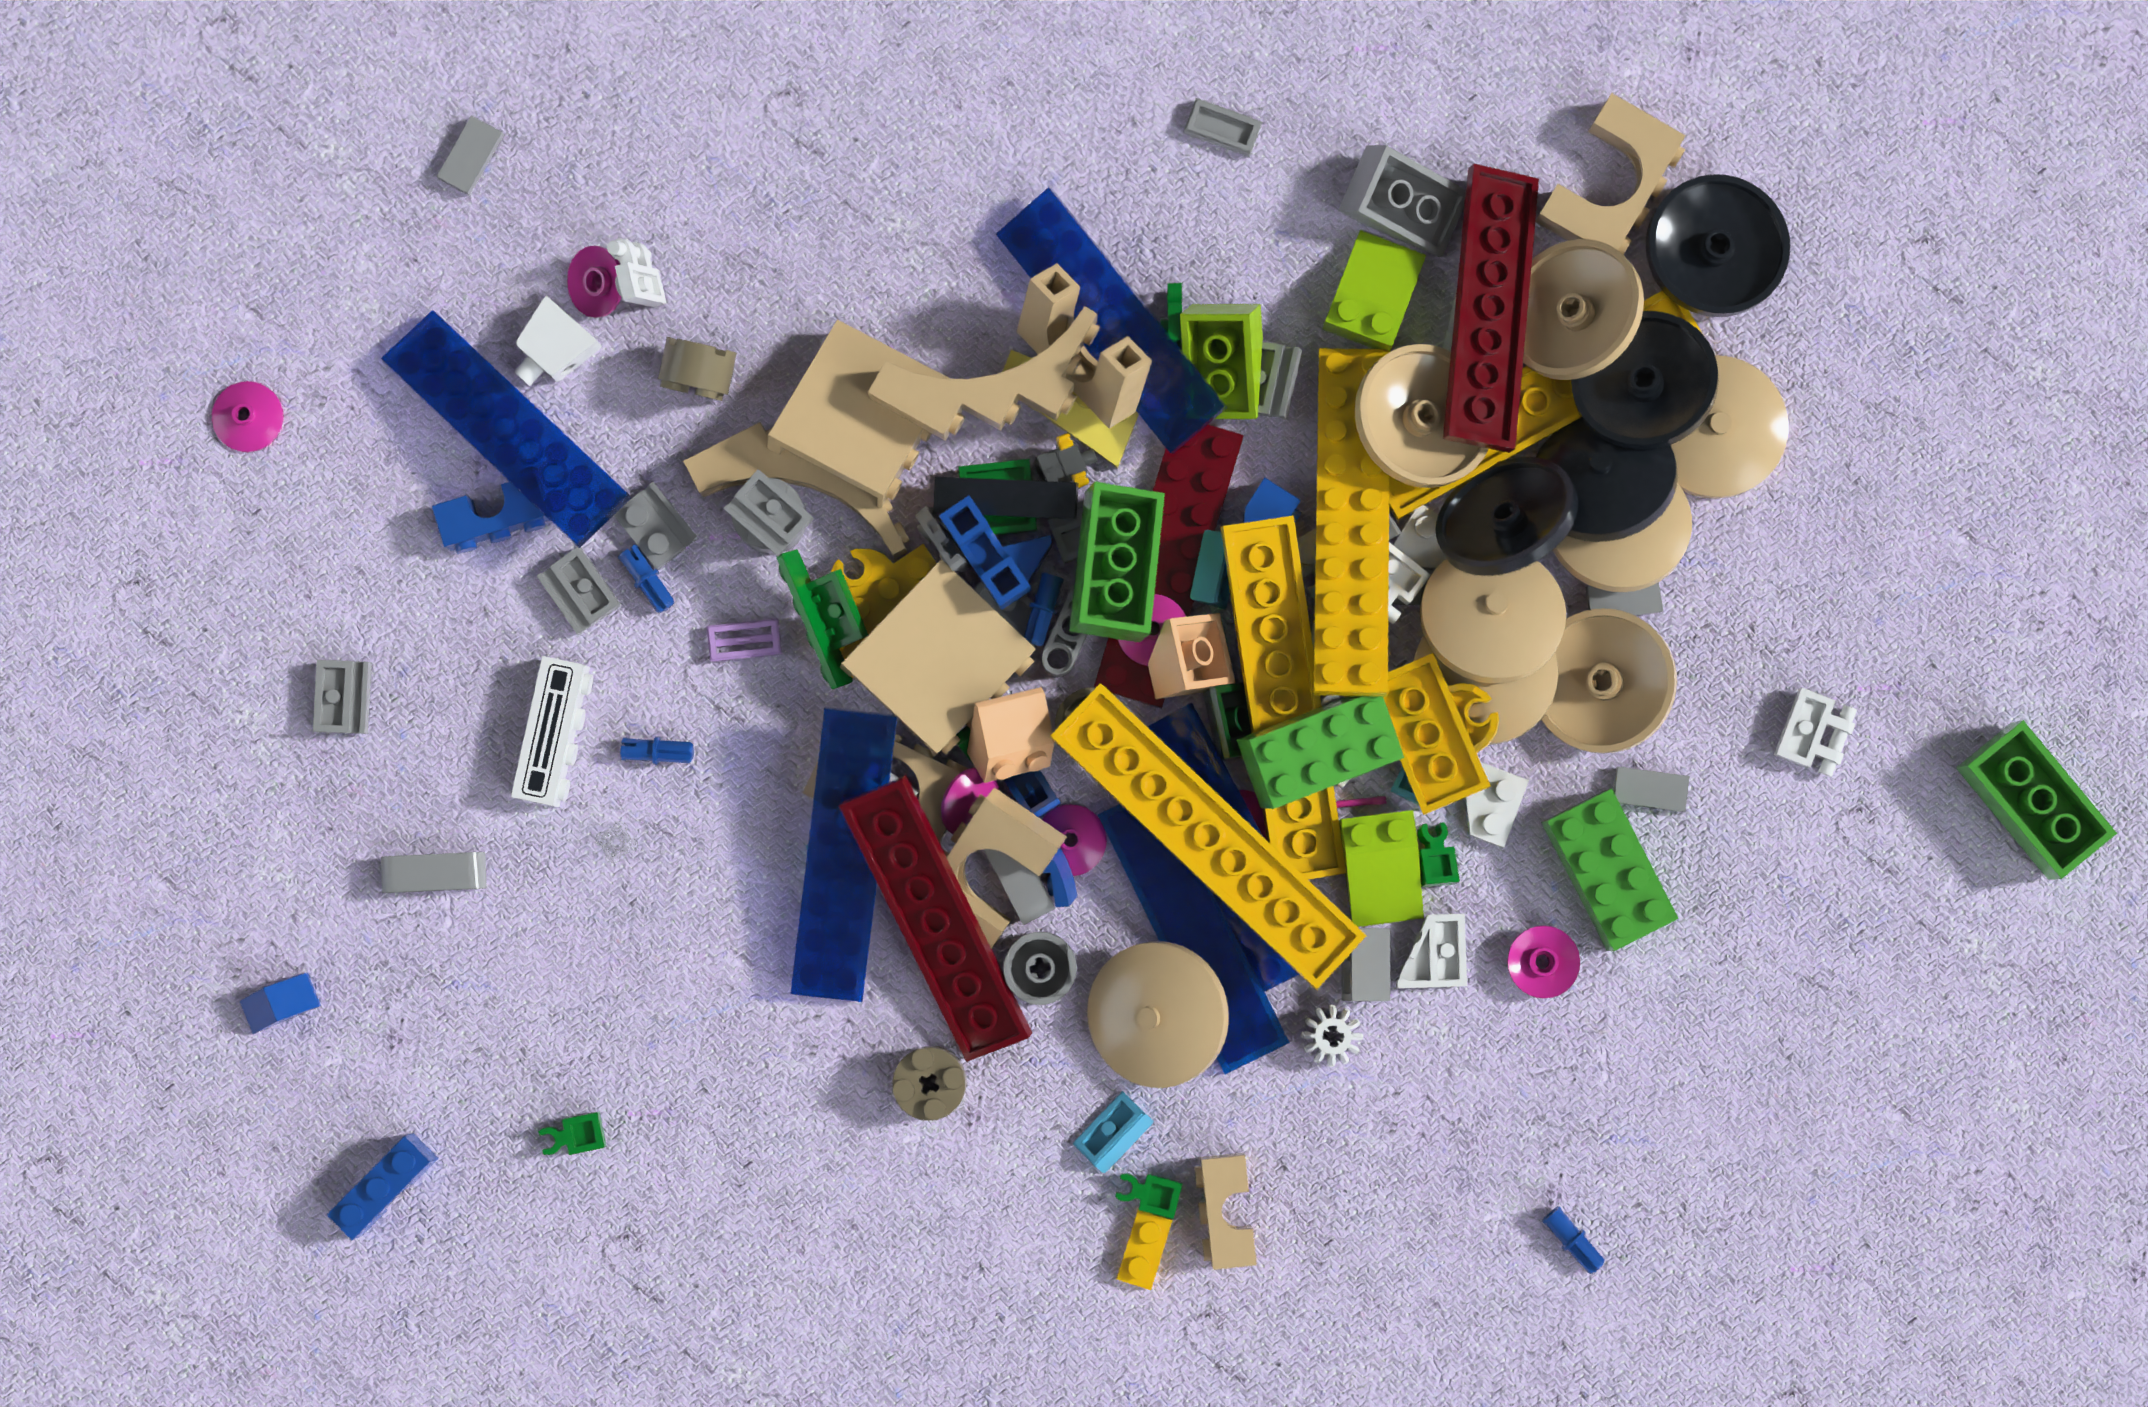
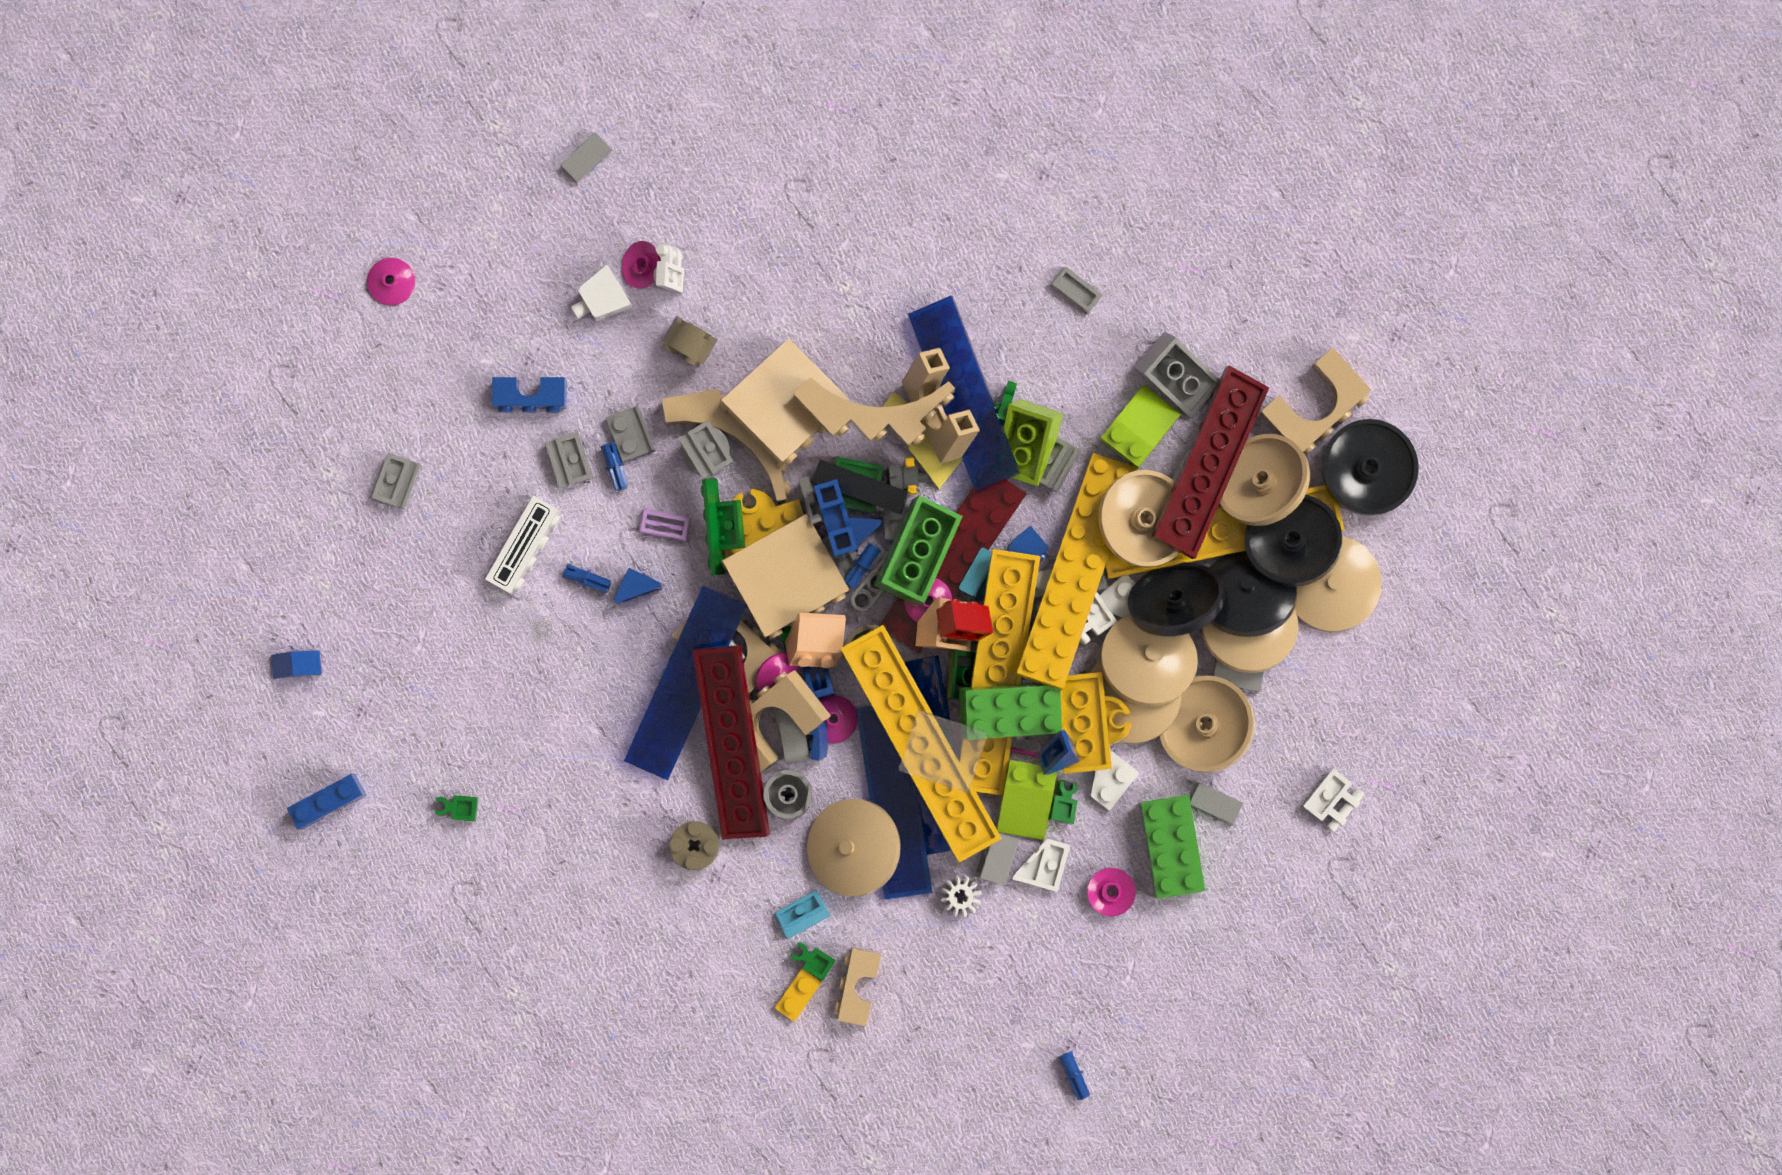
camera: 15 degrees right, 0 degrees up
(433, 872) = (420, 611): light grey beam -> none
(506, 429) = (555, 342): clear blue plate -> none
(728, 739) = (635, 585): none -> blue slope
(1215, 640) = (964, 620): none -> red brick
(1244, 837) = (943, 751): none -> clear piece
(1407, 789) = (1058, 753): none -> blue slope
(2036, 800) = (1460, 887): bright green brick -> none

